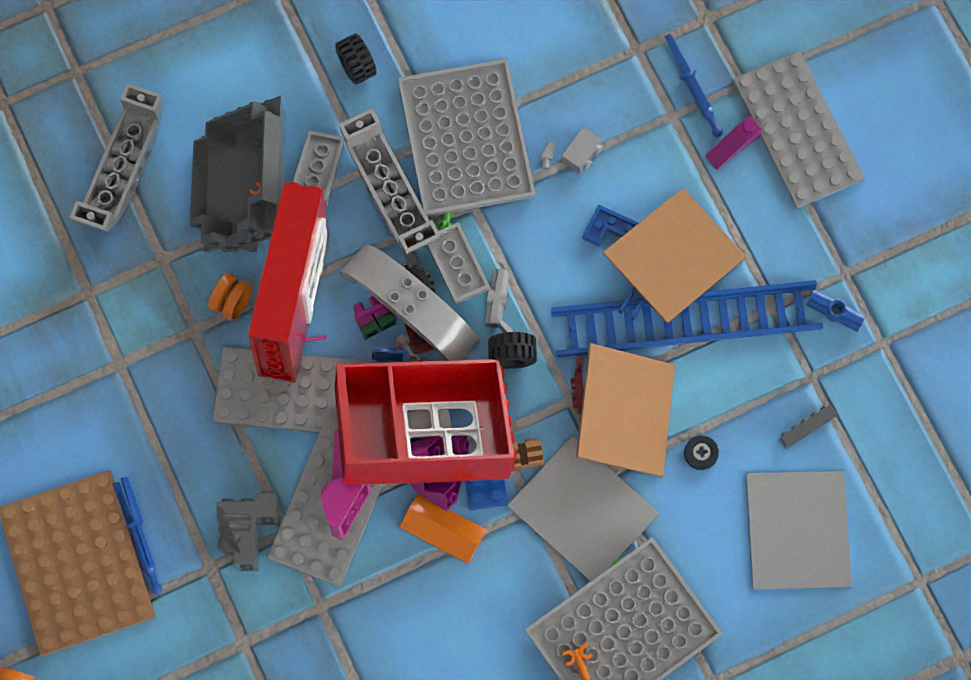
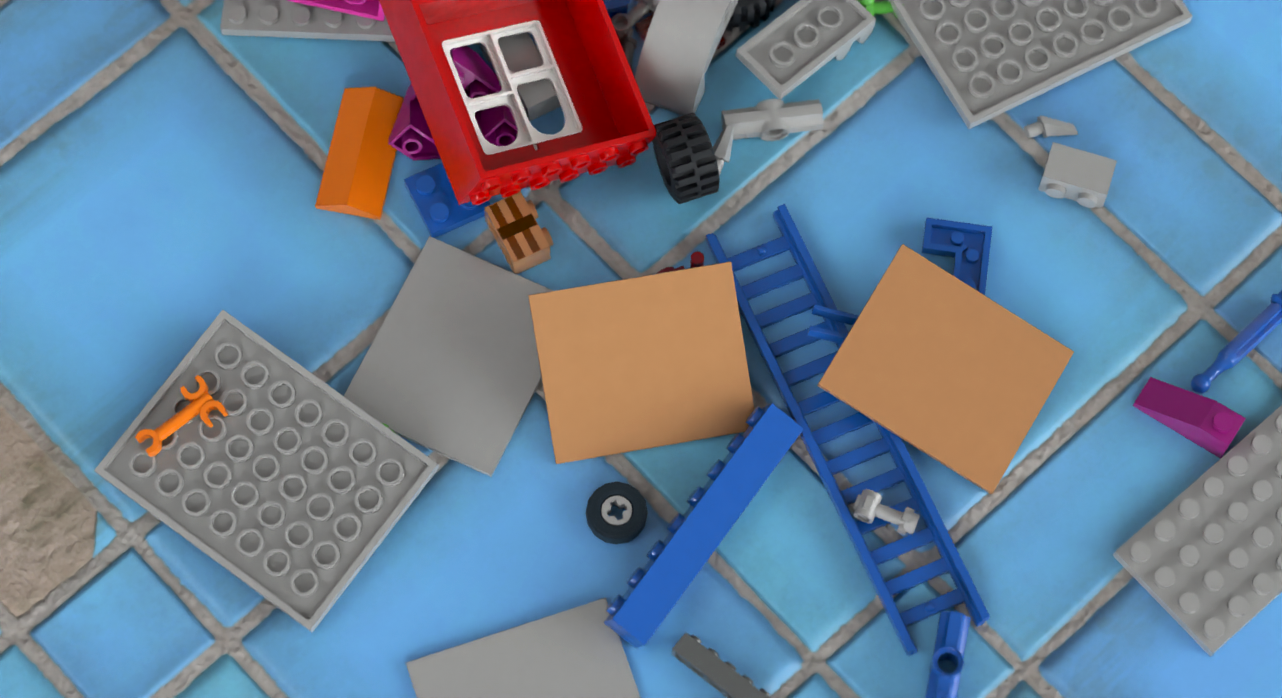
camera: 70 degrees right, 5 degrees down
(724, 408) = (702, 526): none -> blue brick
(739, 320) = (868, 507): none -> light grey bar

